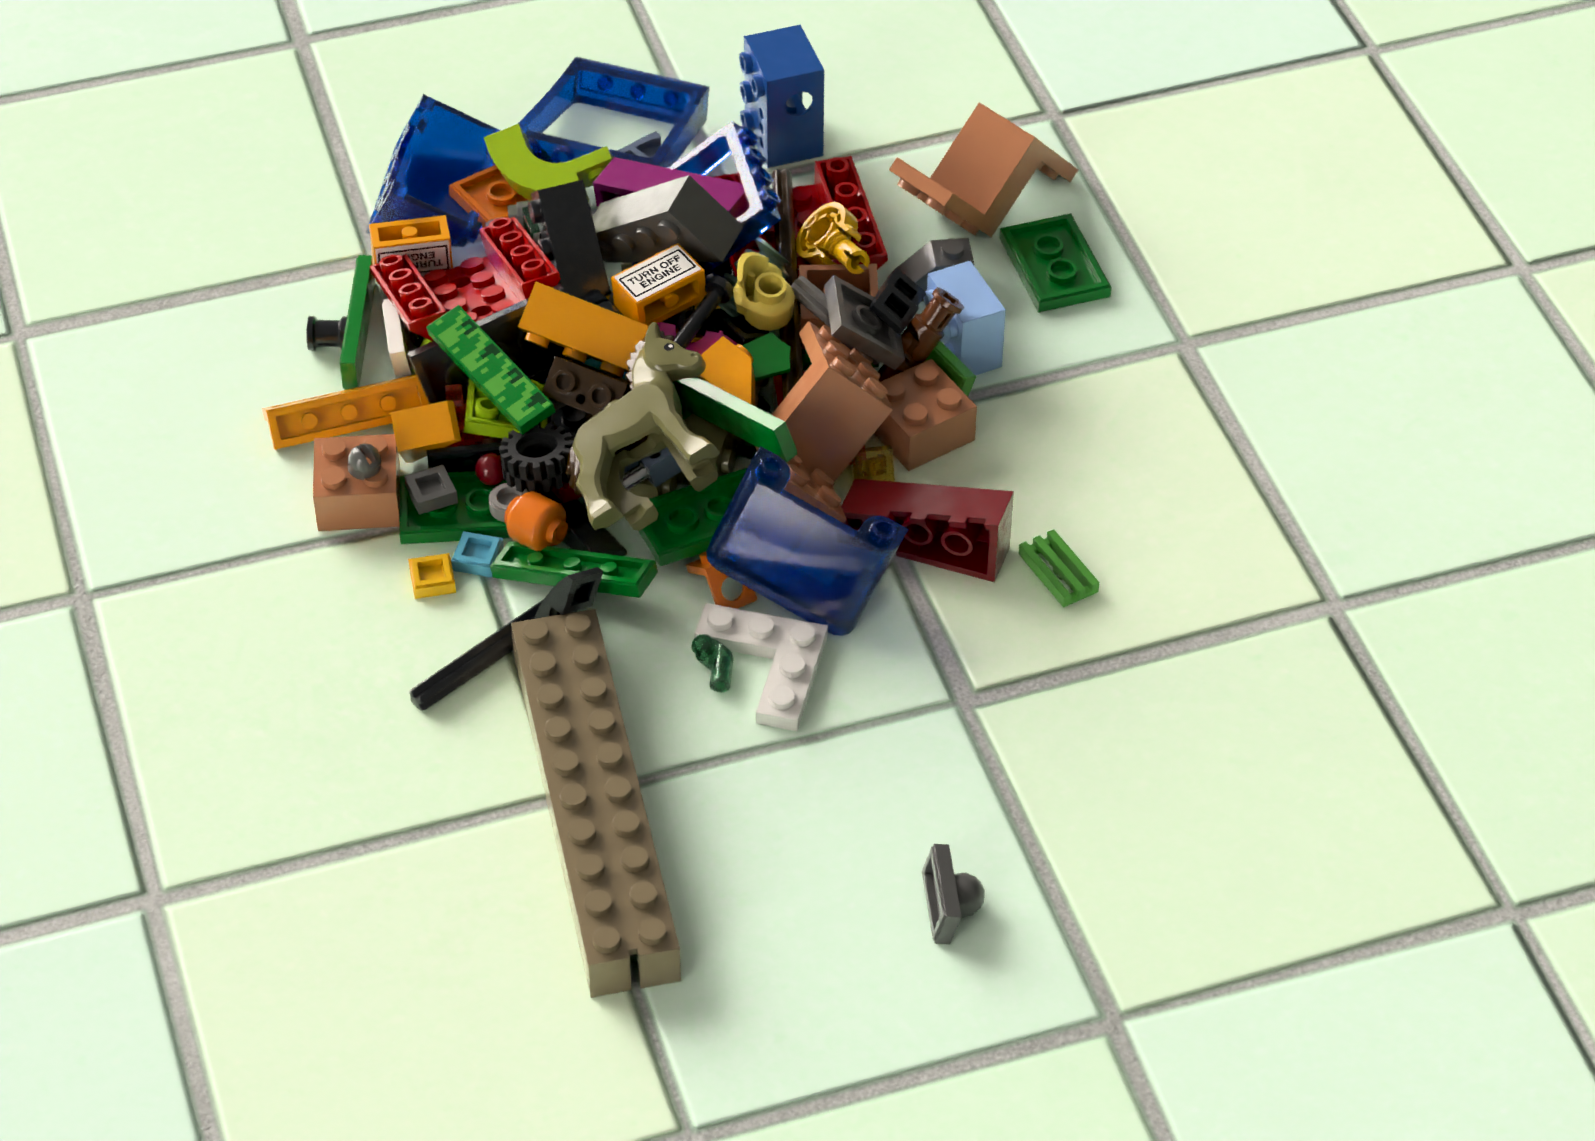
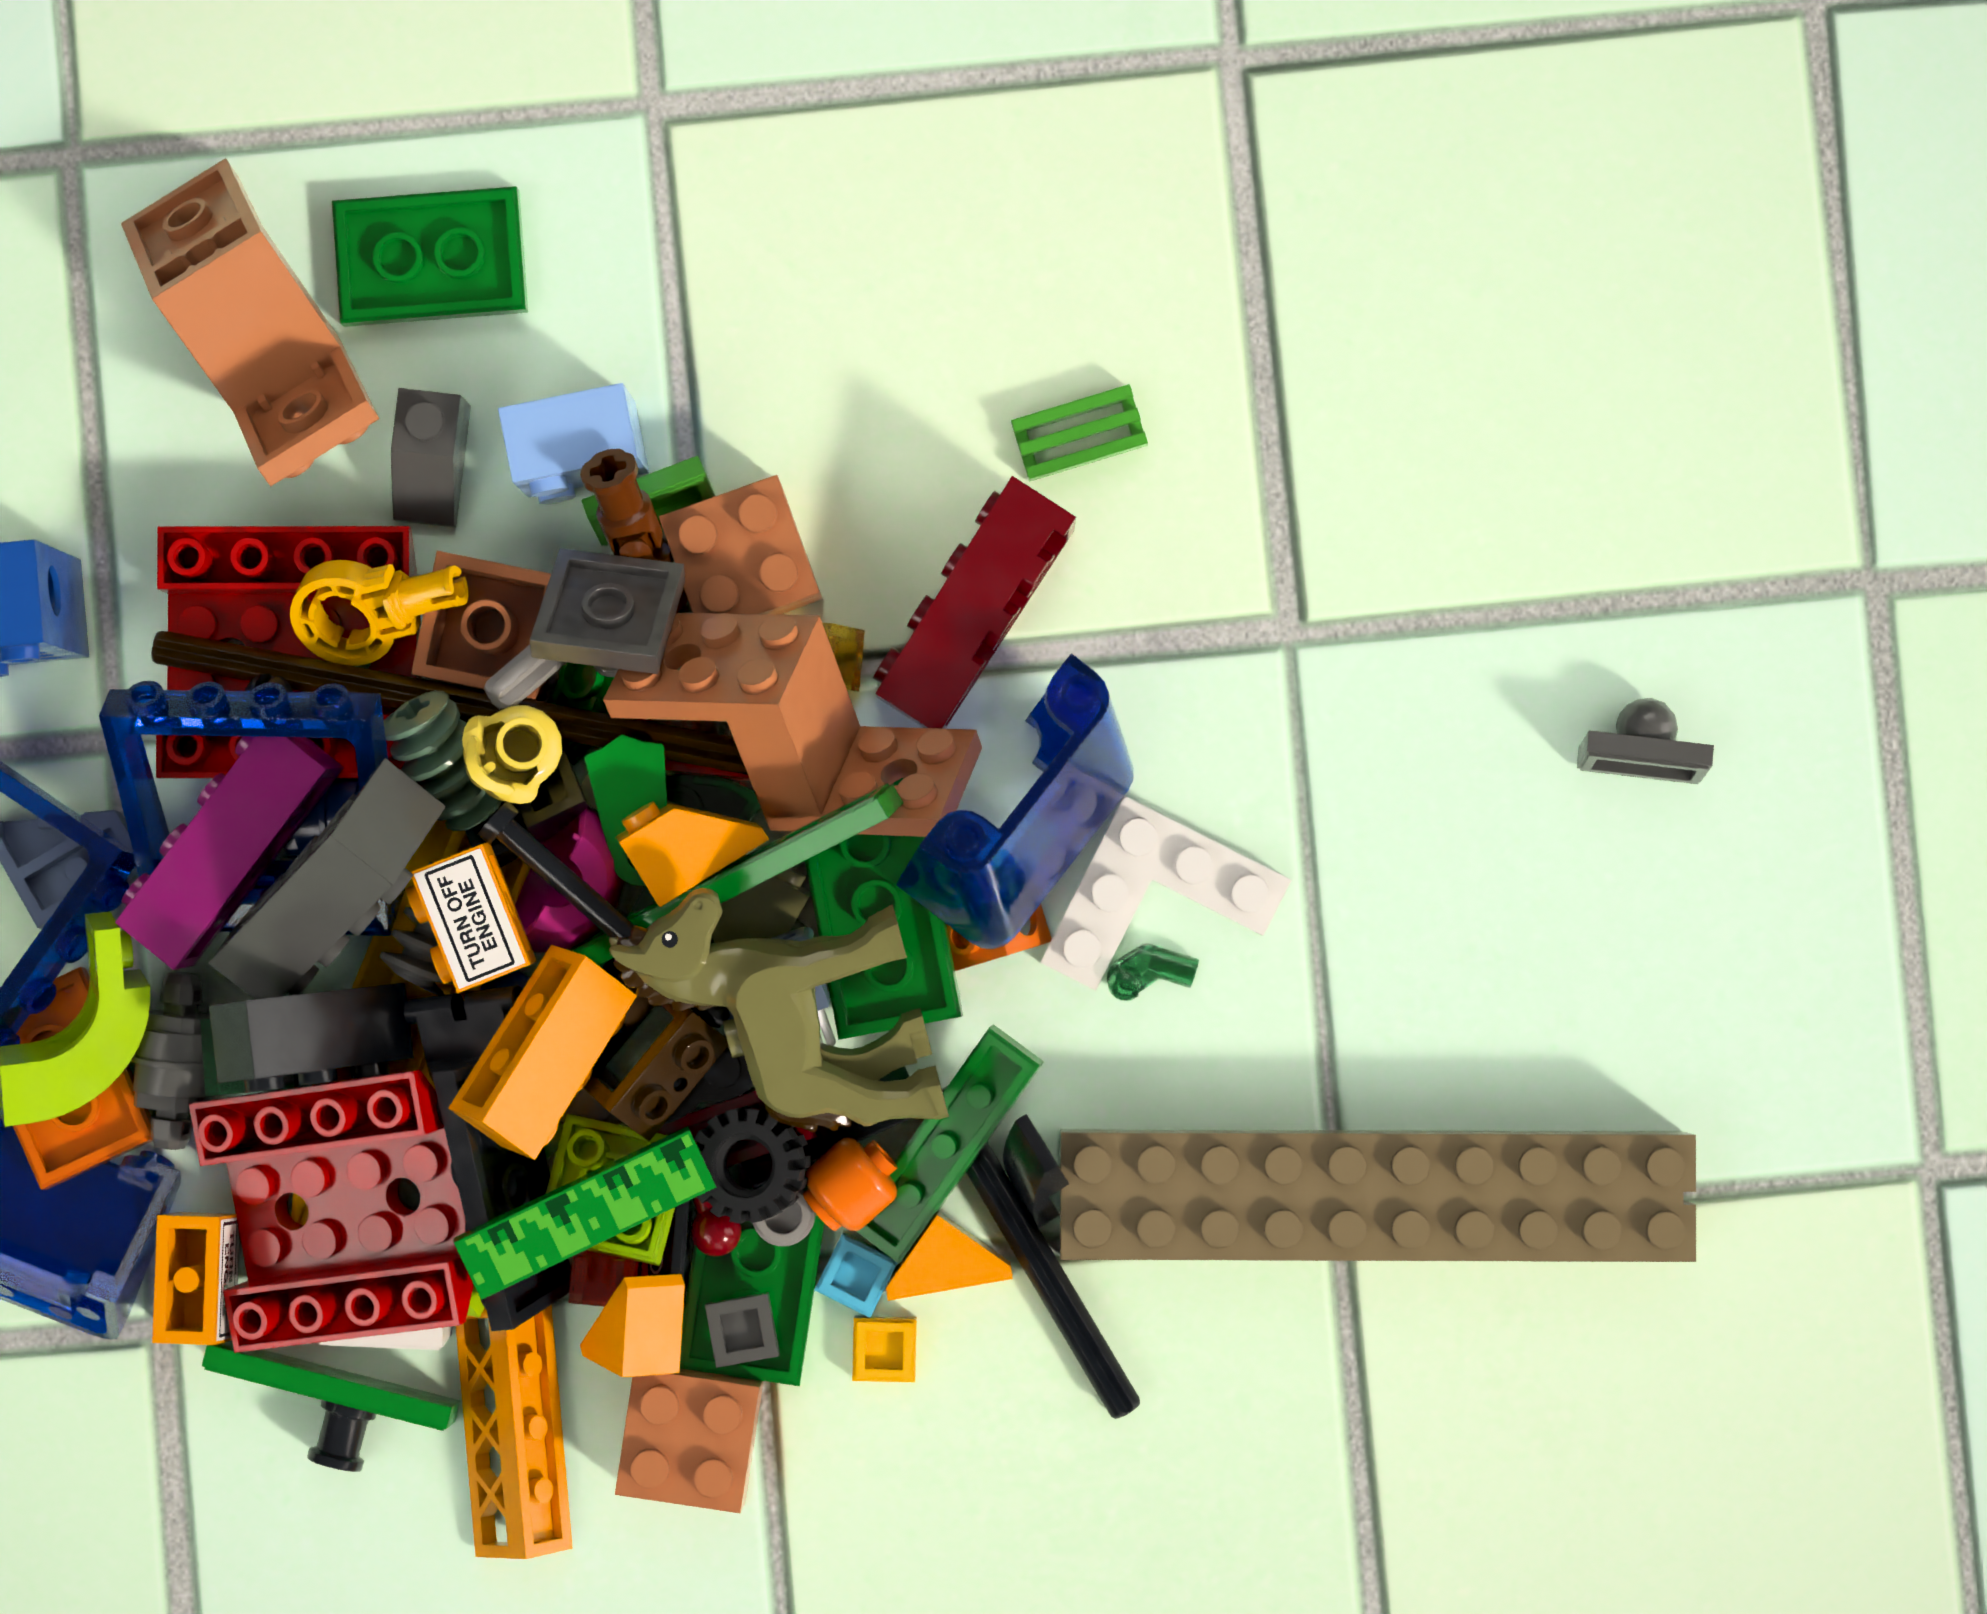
camera: 70 degrees left, 40 degrees up
(358, 464) = (698, 1416): dark grey hinge -> none
(498, 584) = (946, 1260): none -> light orange slope
(897, 301) = (570, 554): black slope -> none

